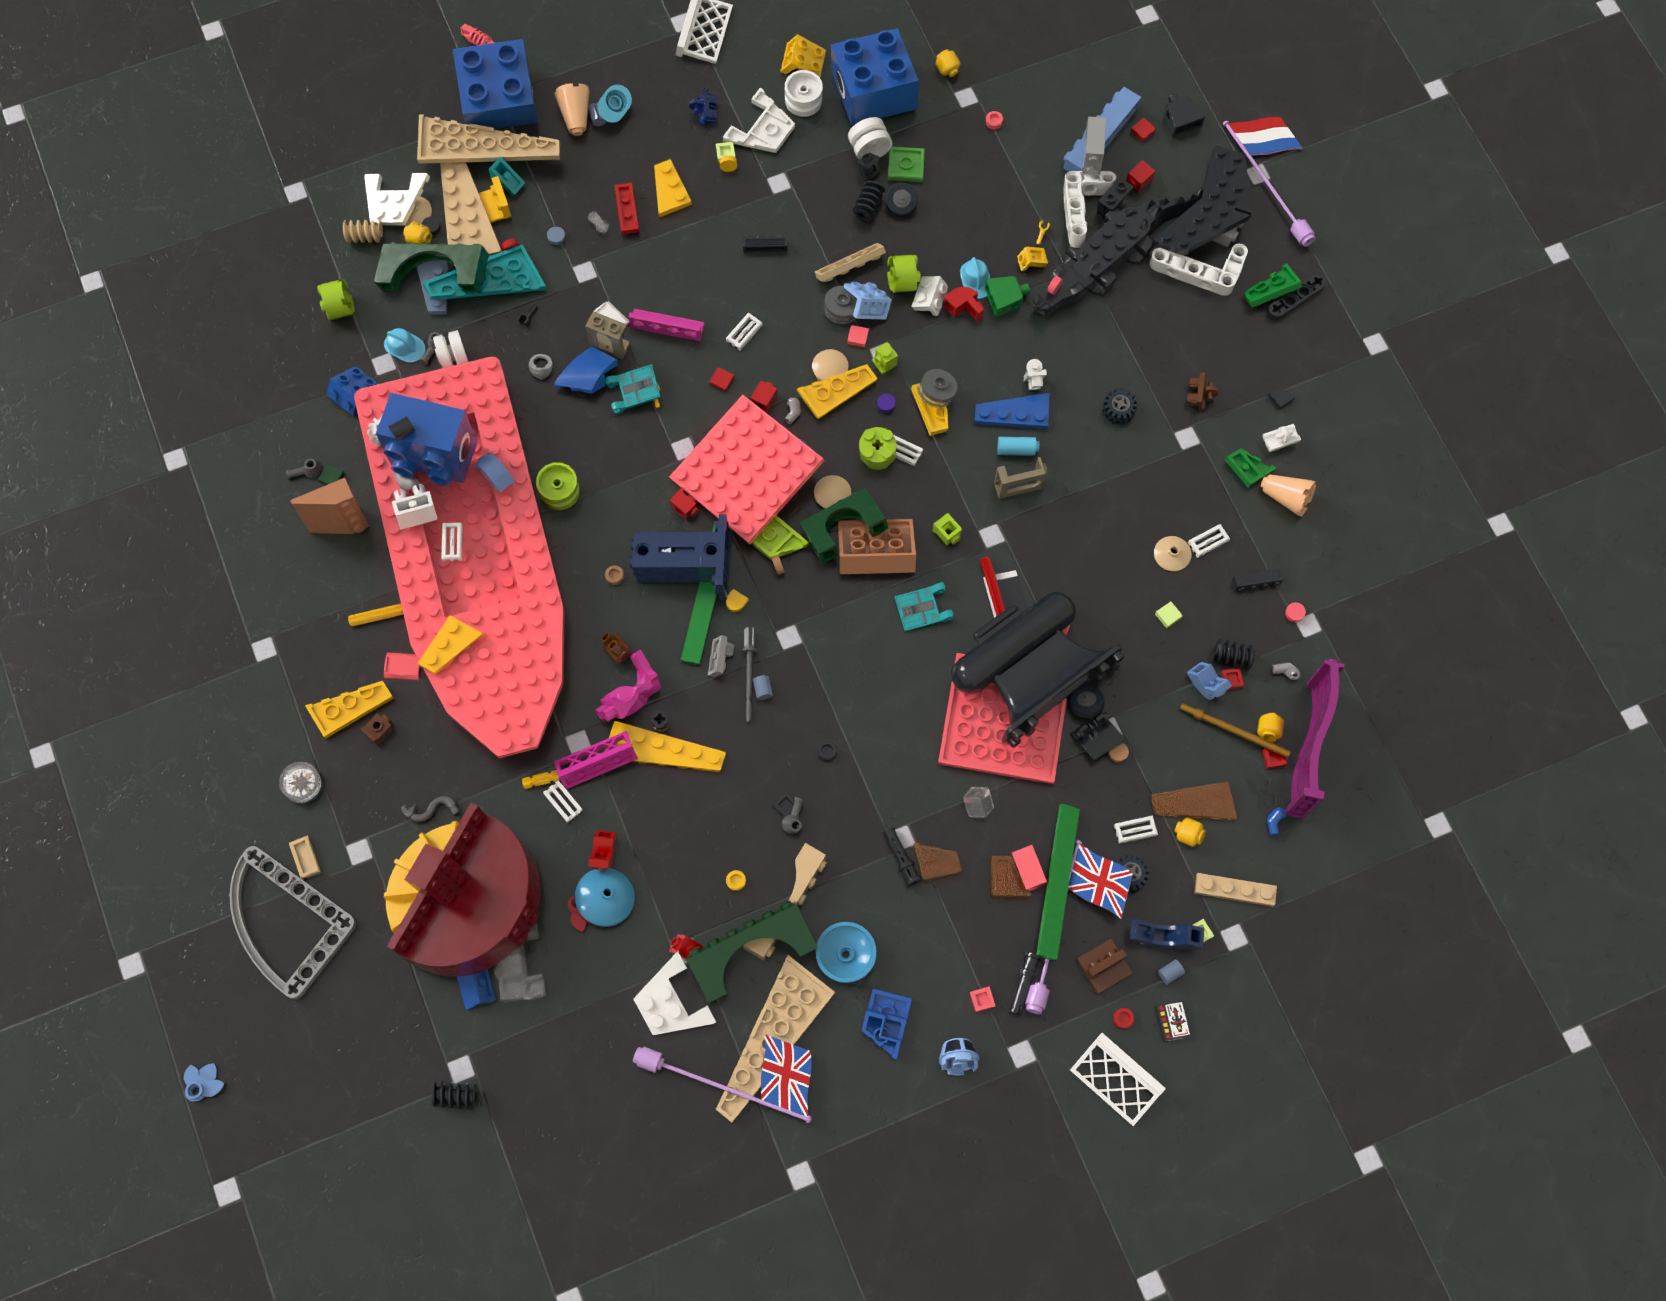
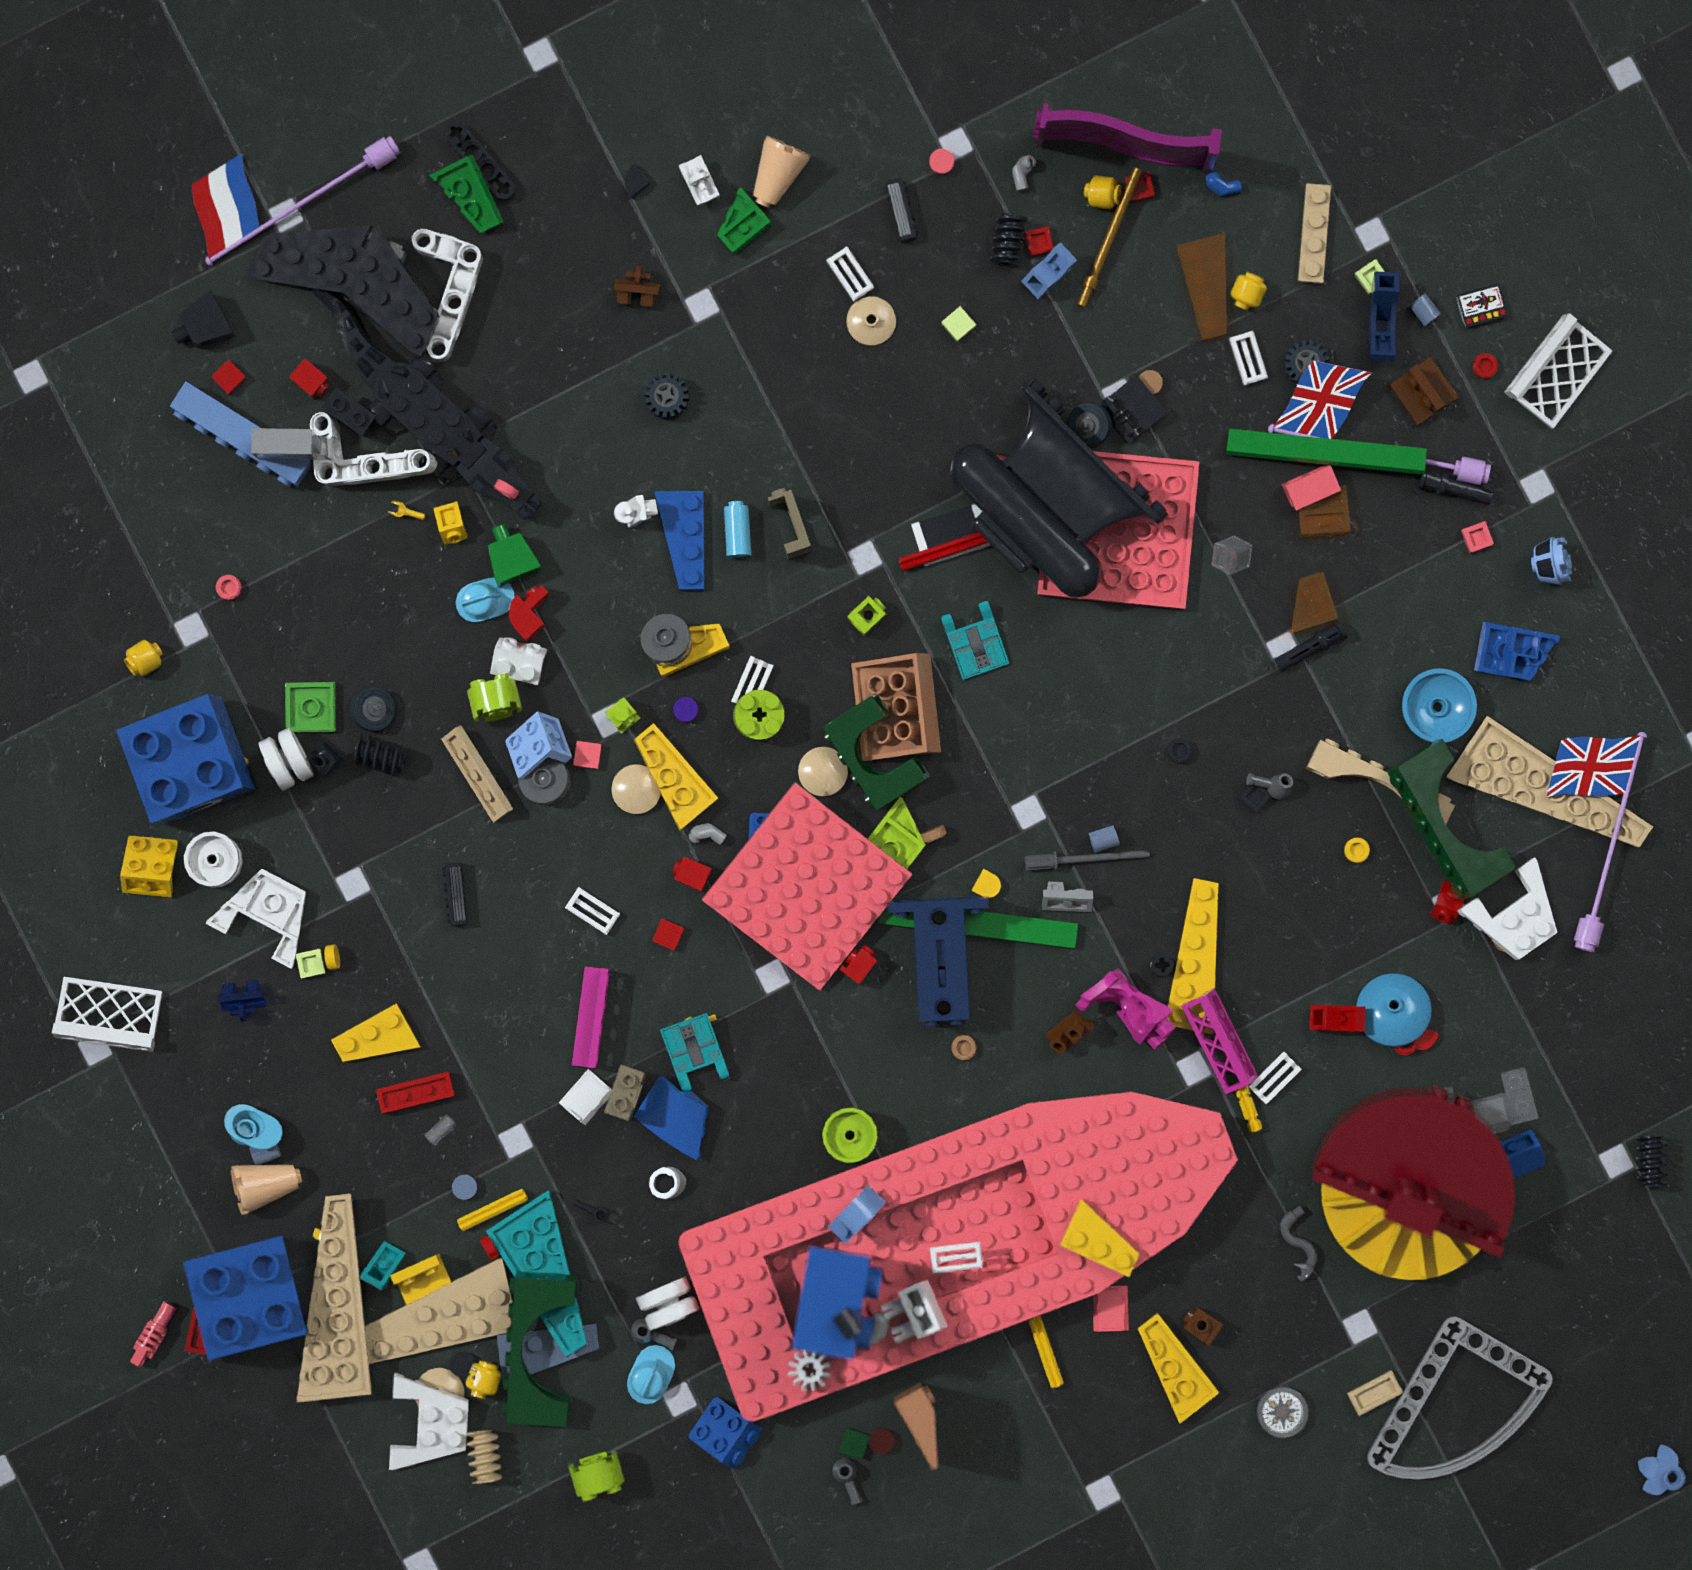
camera: 90 degrees left, 15 degrees up
(537, 251) = (492, 1209): none -> yellow axle

